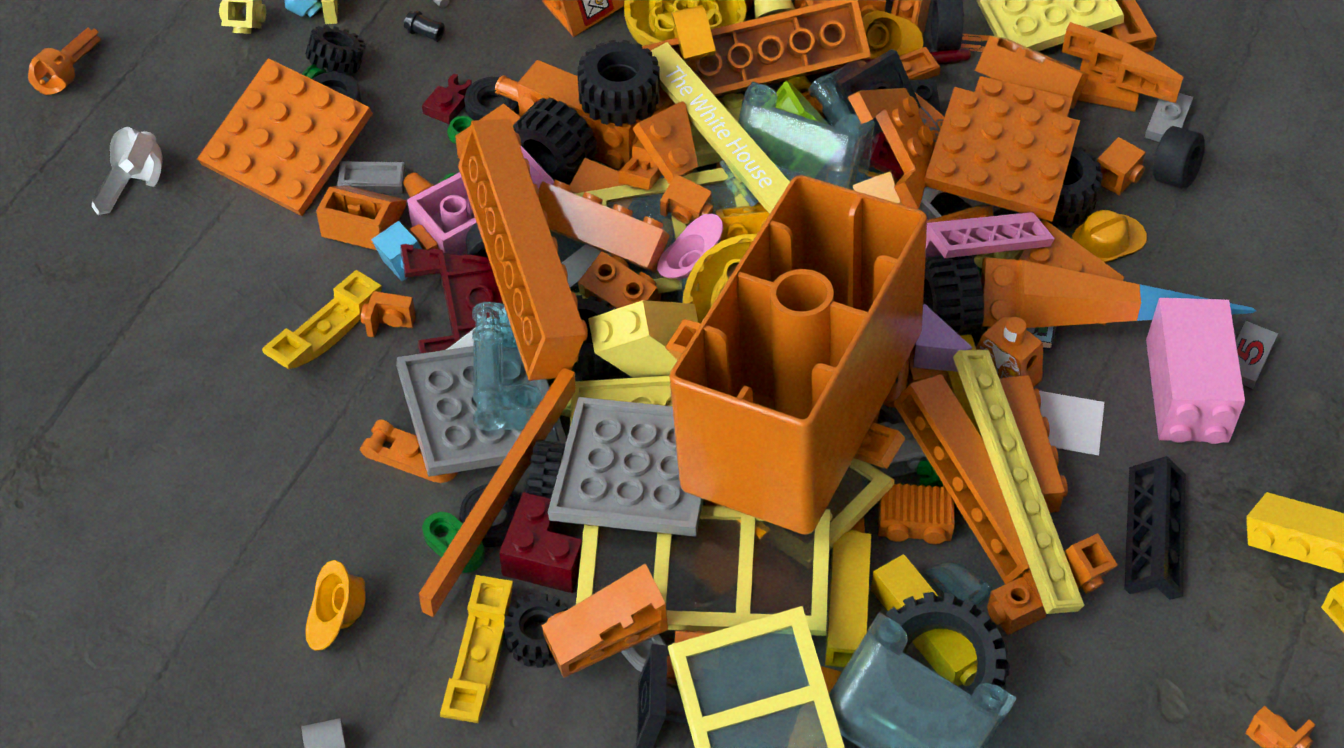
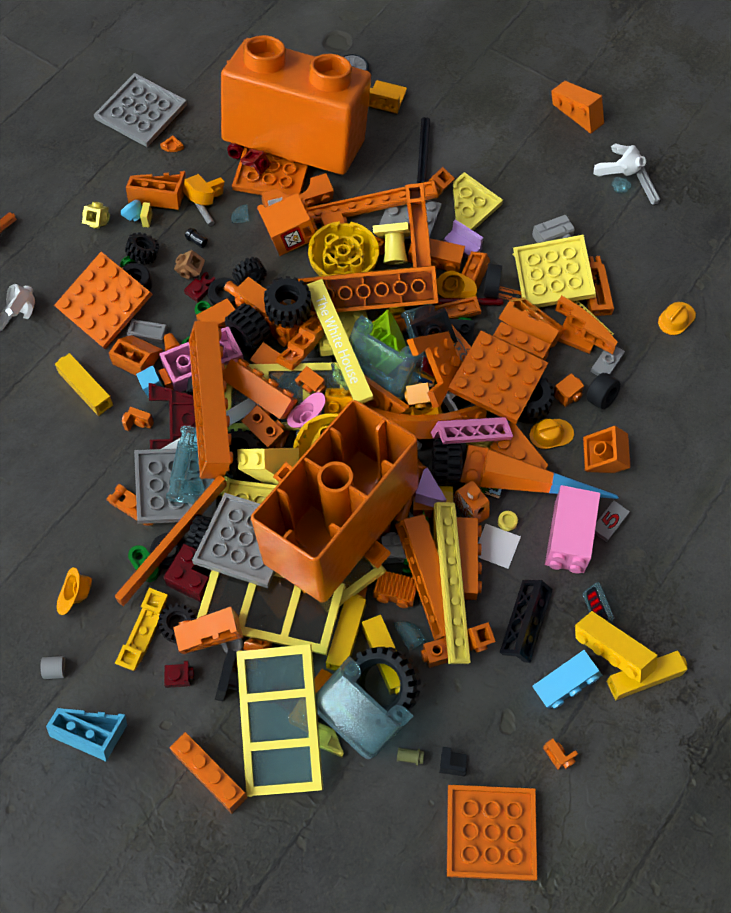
camera: 10 degrees right, 10 degrees up
(277, 271) = (84, 384): none -> yellow brick
(325, 326) = (103, 421): yellow slope -> none
(424, 64) = (189, 264): none -> medium nougat brick
(527, 52) = (249, 268): none -> black tyre
(562, 717) = (178, 675): none -> dark red bracket
(669, 141) = (308, 343): orange wing -> none
(693, 33) = (337, 275): light orange brick -> none
(1075, 380) = (507, 520): none -> light yellow tile
(1211, 247) = (607, 451): none -> orange slope
(1259, 608) = (567, 680): none -> medium azure wedge
(1260, 41) = (676, 318): none -> light orange piece
(1266, 474) = (597, 602): none -> slope

